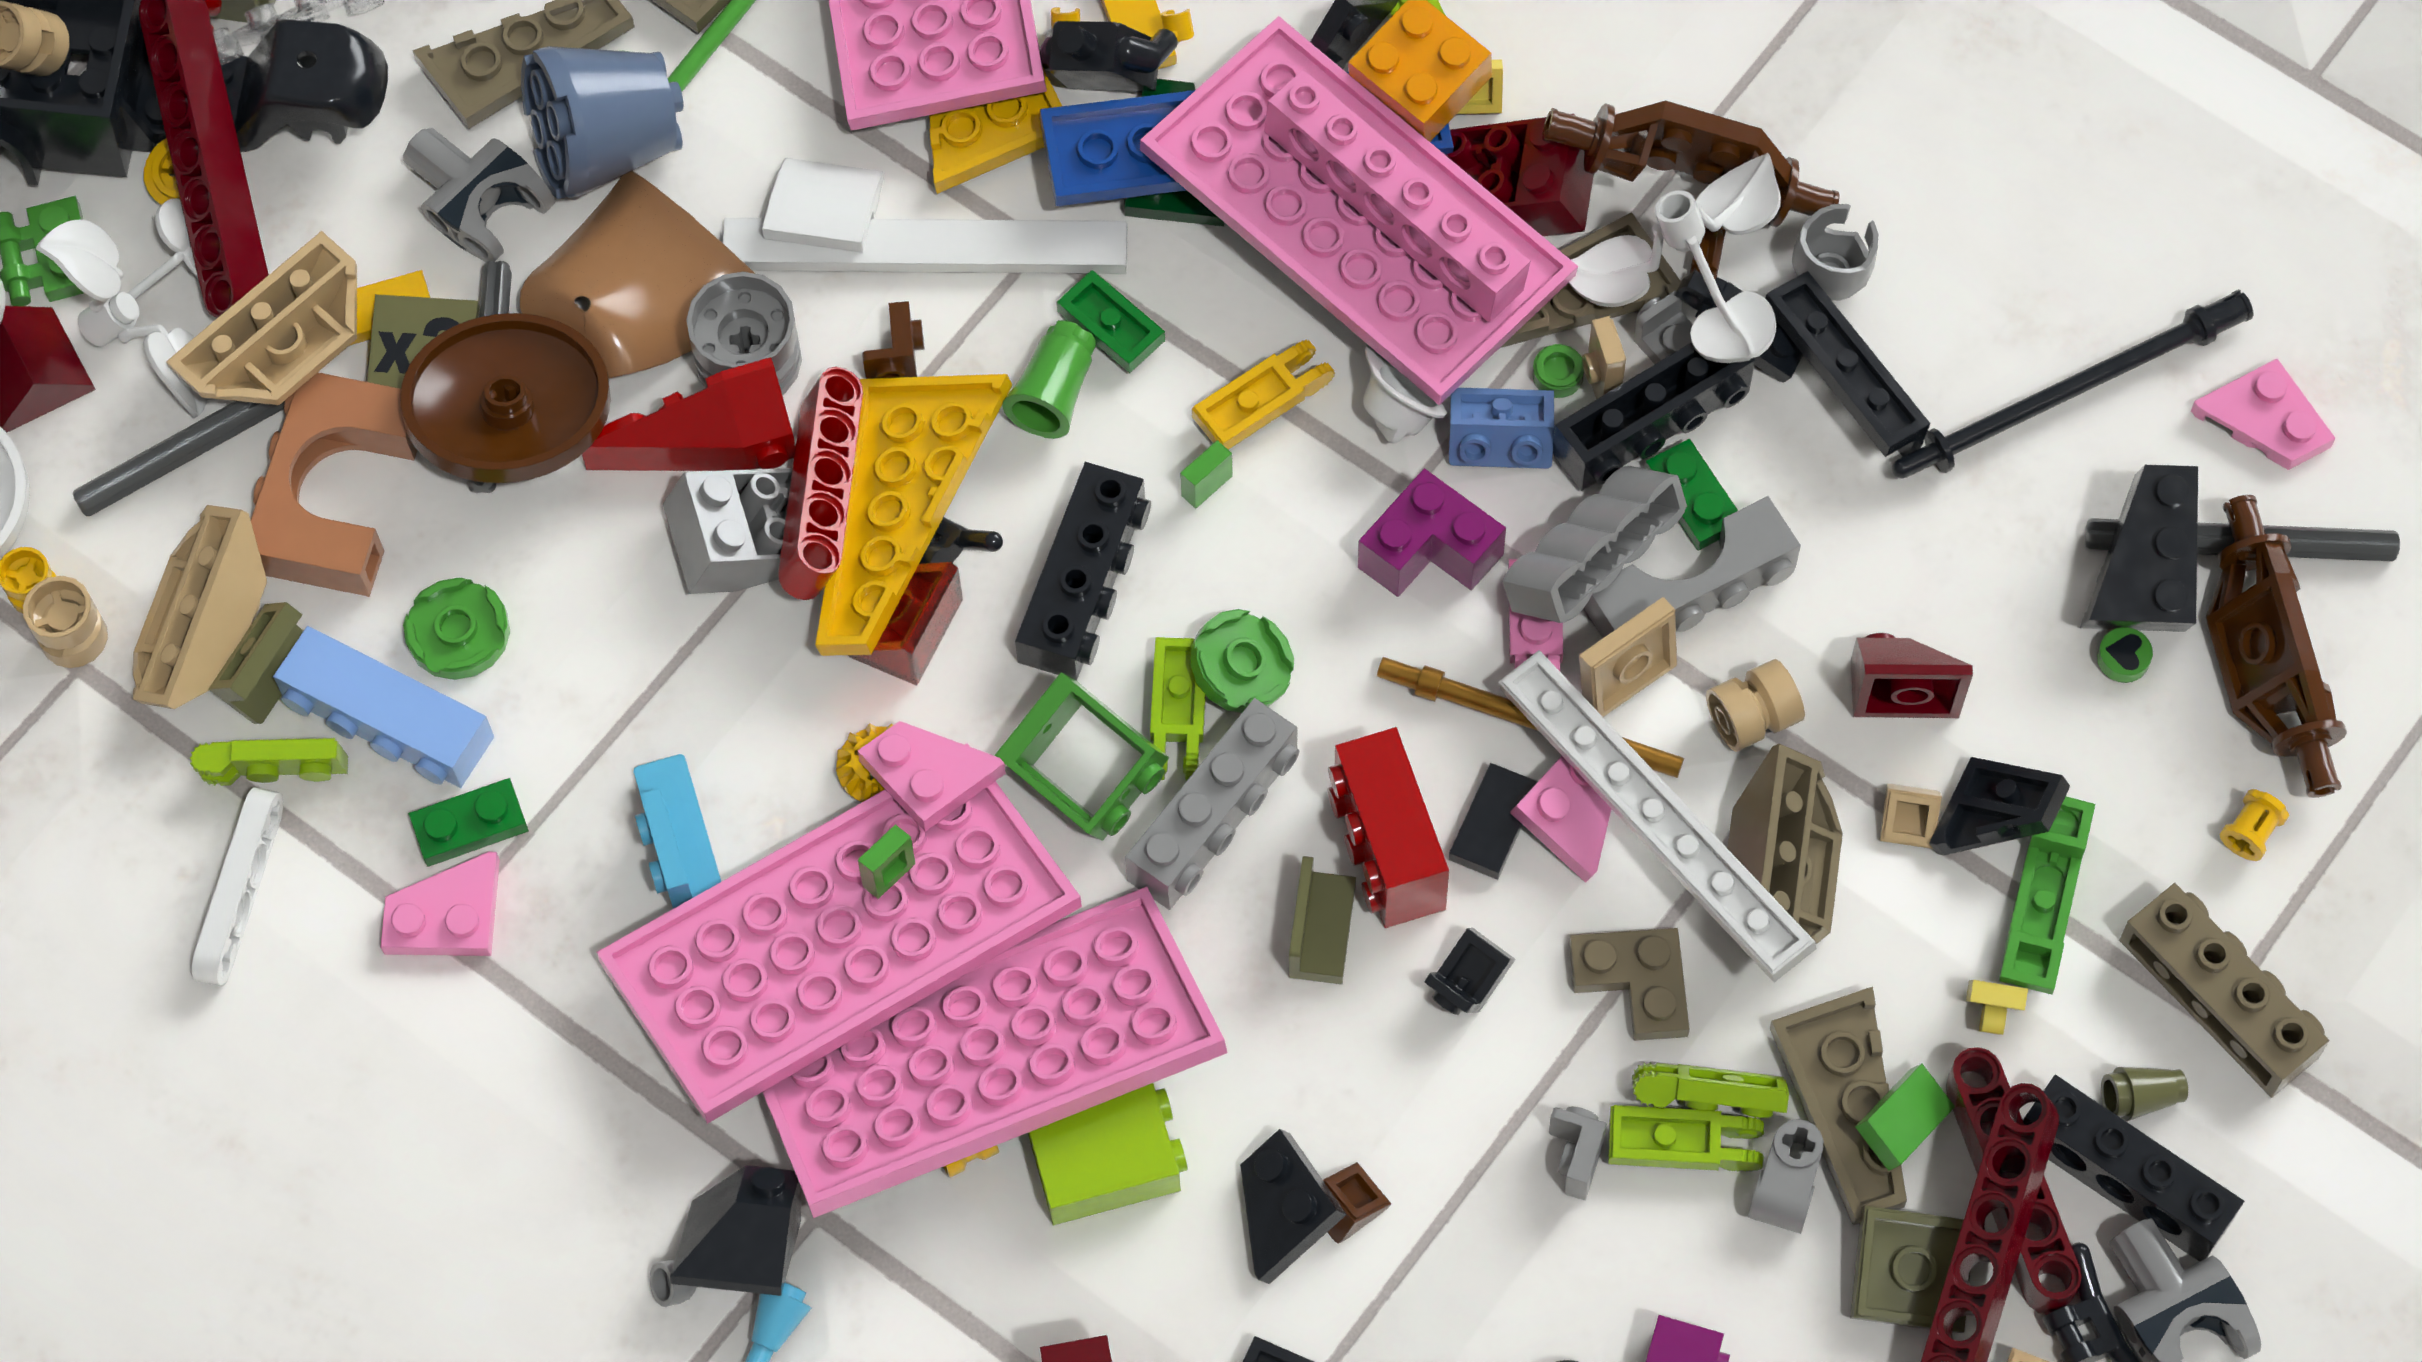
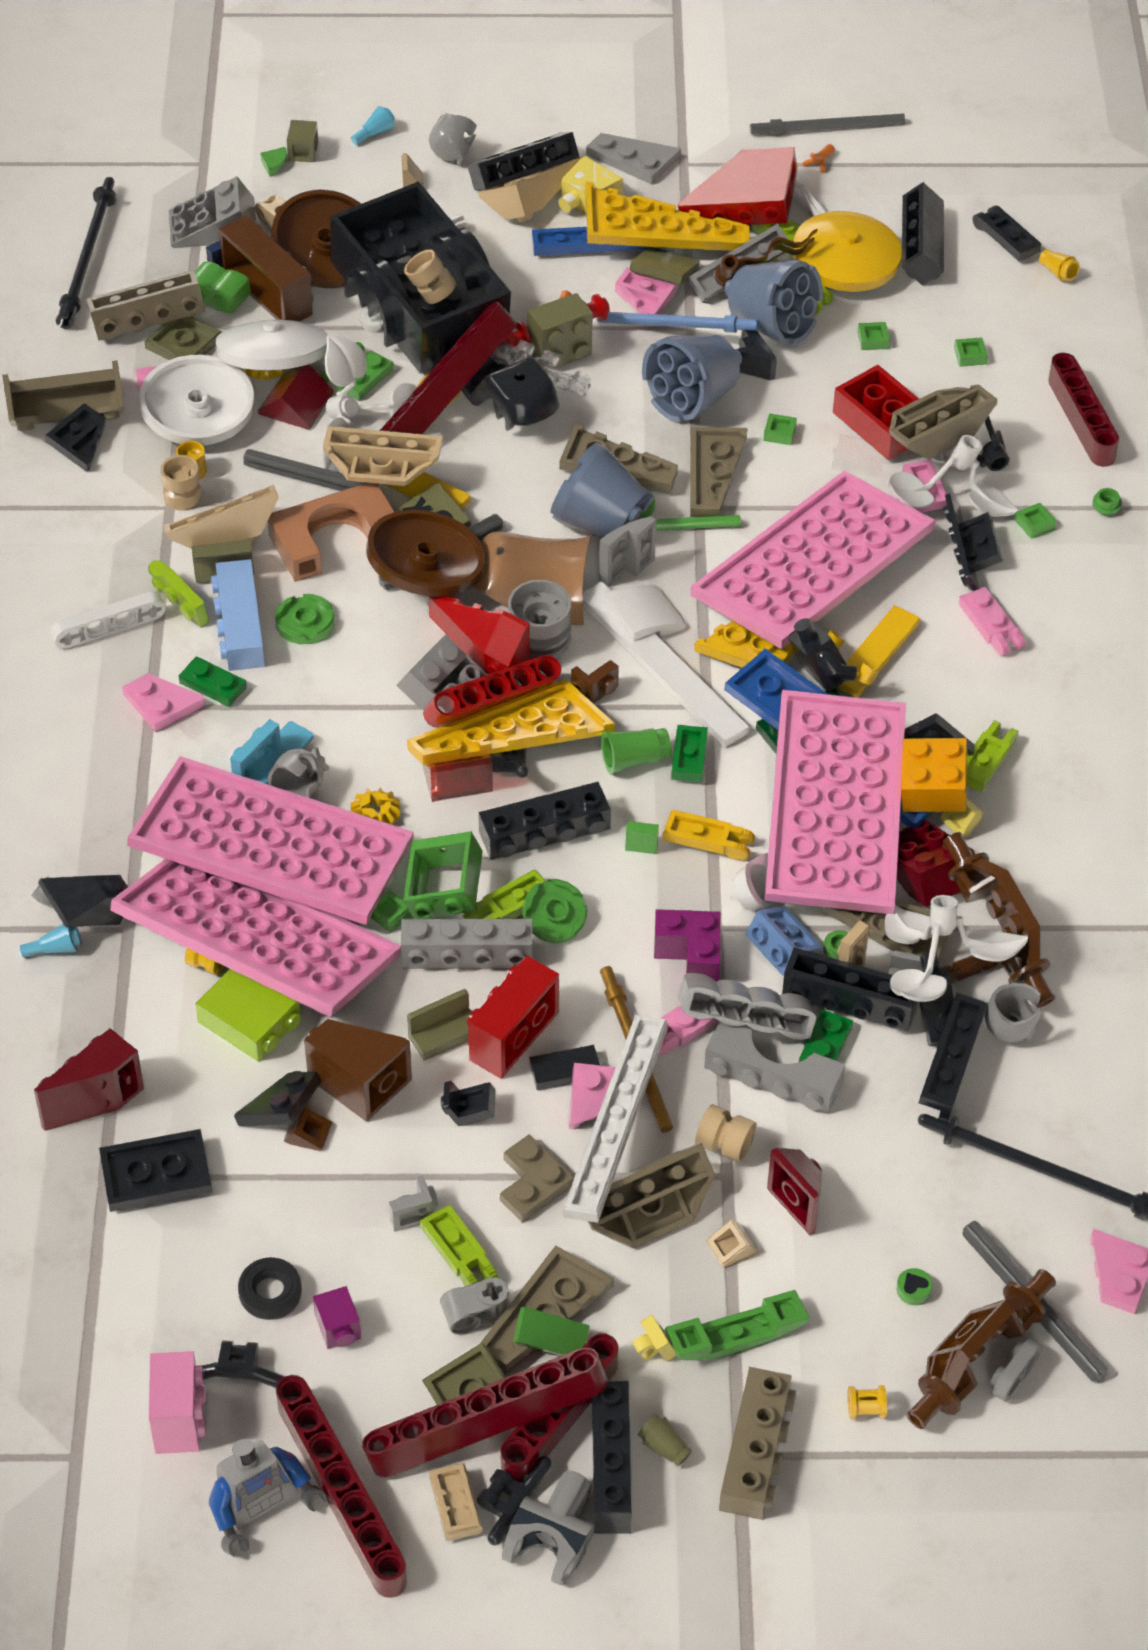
camera: 50 degrees right, 15 degrees down
(473, 188) = (528, 485): light grey connector -> none
(714, 148) = (627, 549): none -> light grey slope
(750, 819) = (299, 772): none -> light grey helmet
(886, 861) = (315, 828): bright green tile -> none
(928, 771) = (381, 823): bright pink wing -> none
(1073, 856) = (390, 911): none -> bright green tile
(1317, 1073) = (358, 1065): none -> reddish brown slope
(1396, 195) = (849, 802): bright pink brick -> none
(1629, 658) = (696, 1059): tan plate -> none
(1708, 1087) = (496, 1242): lime hinge -> none
(1998, 805) = (766, 1273): black wing -> none
(2152, 557) = (974, 1252): black wedge -> none
(2334, 638) = (1022, 1361): none -> light grey plate

